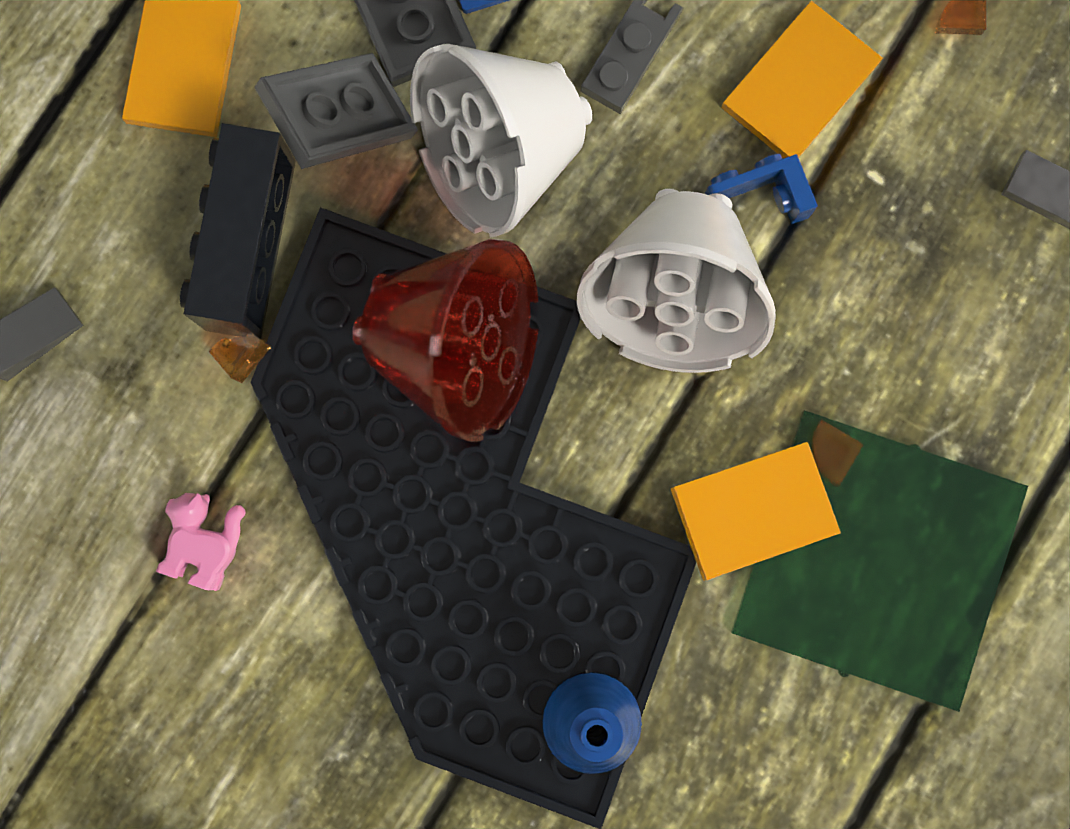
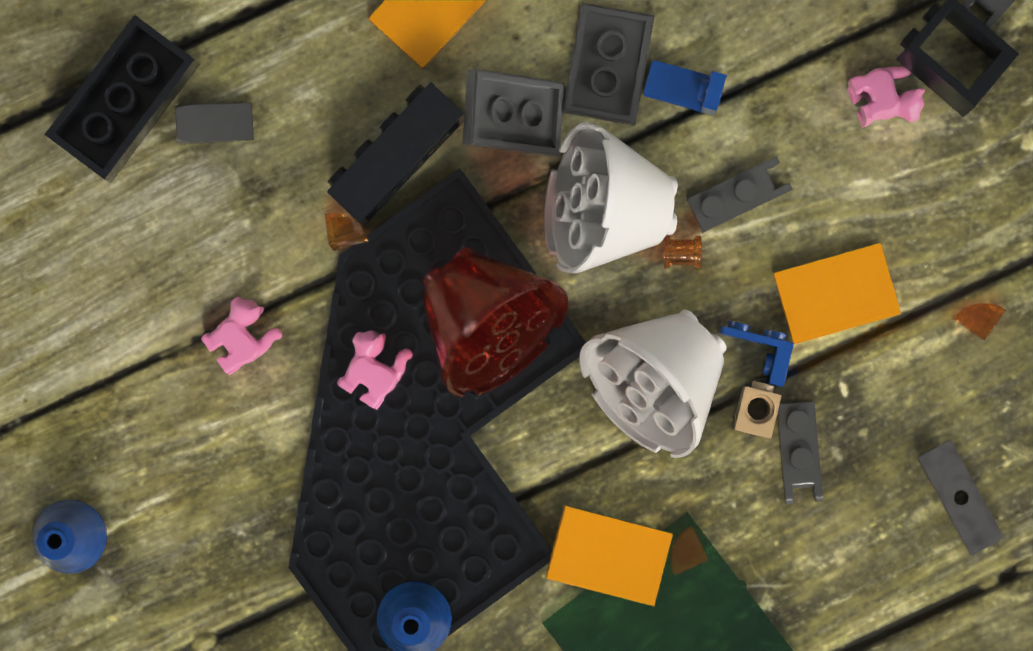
camera: 30 degrees right, 5 degrees up
(359, 483) = (375, 375): none -> bright pink animal
(614, 142) = (682, 252): none -> clear orange bush
(803, 274) = (744, 422): none -> tan brick
(875, 267) = (799, 449): none -> dark grey hinge

